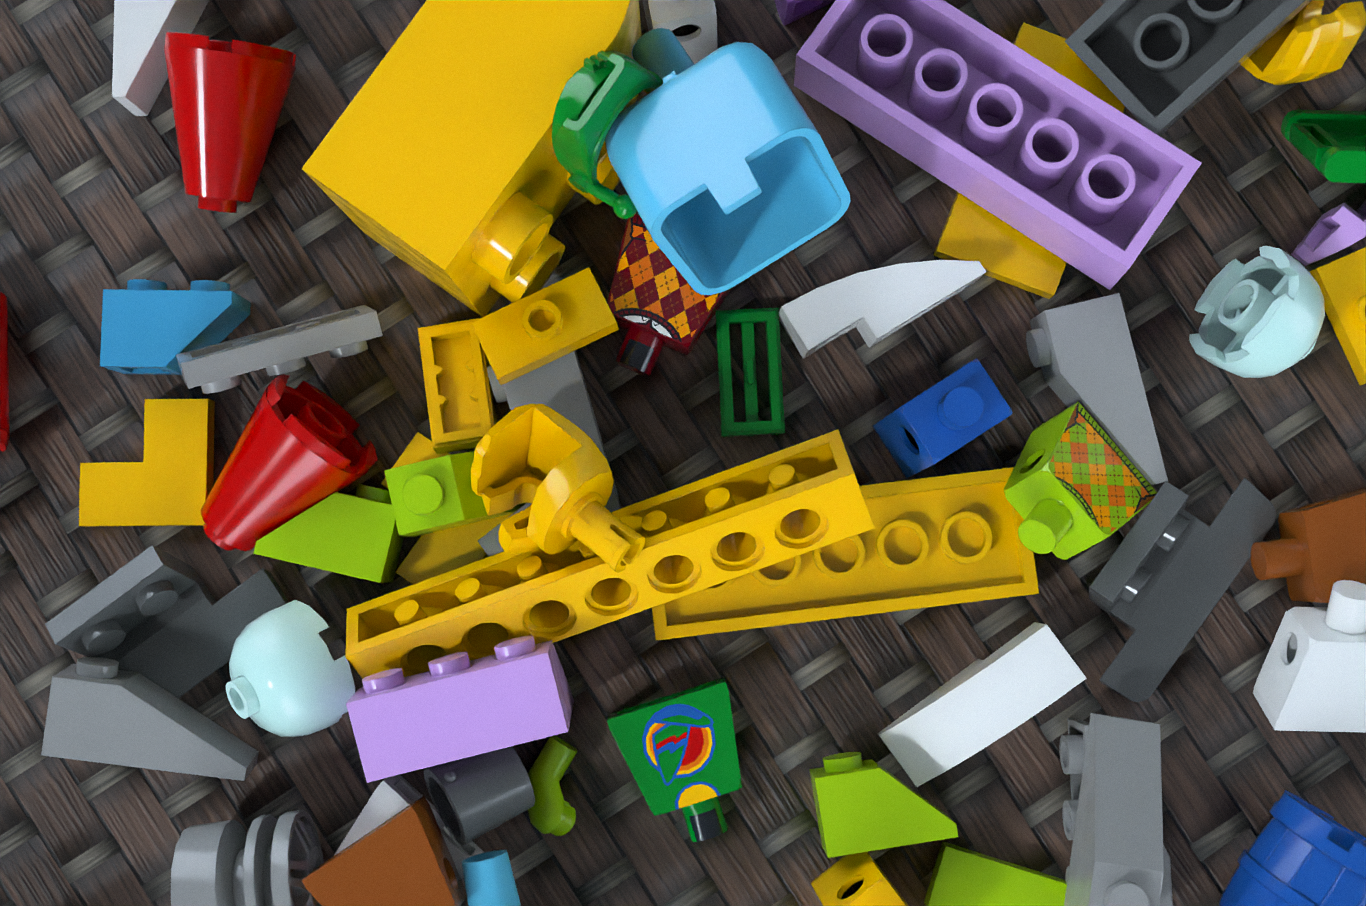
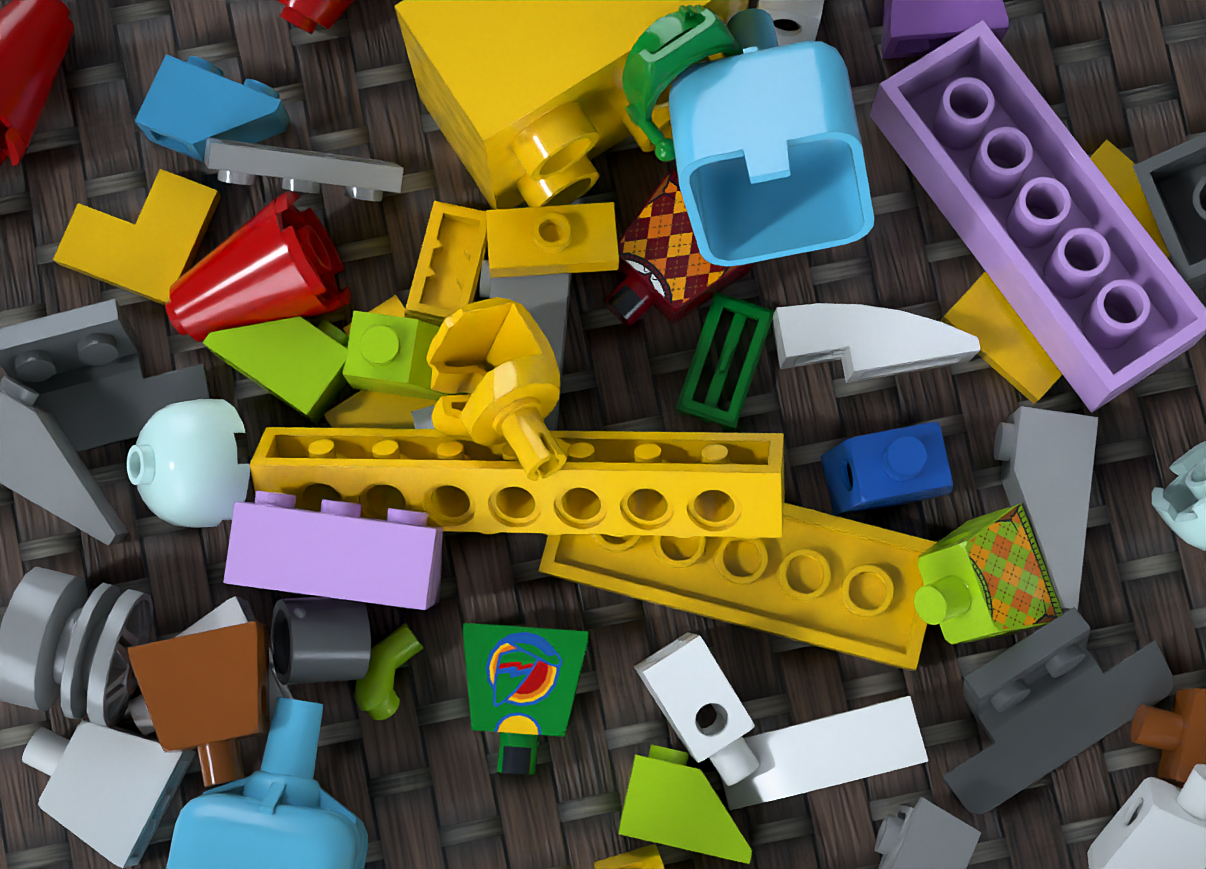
camera: 20 degrees right, 5 degrees down
(837, 697) = (684, 680): none -> white torso

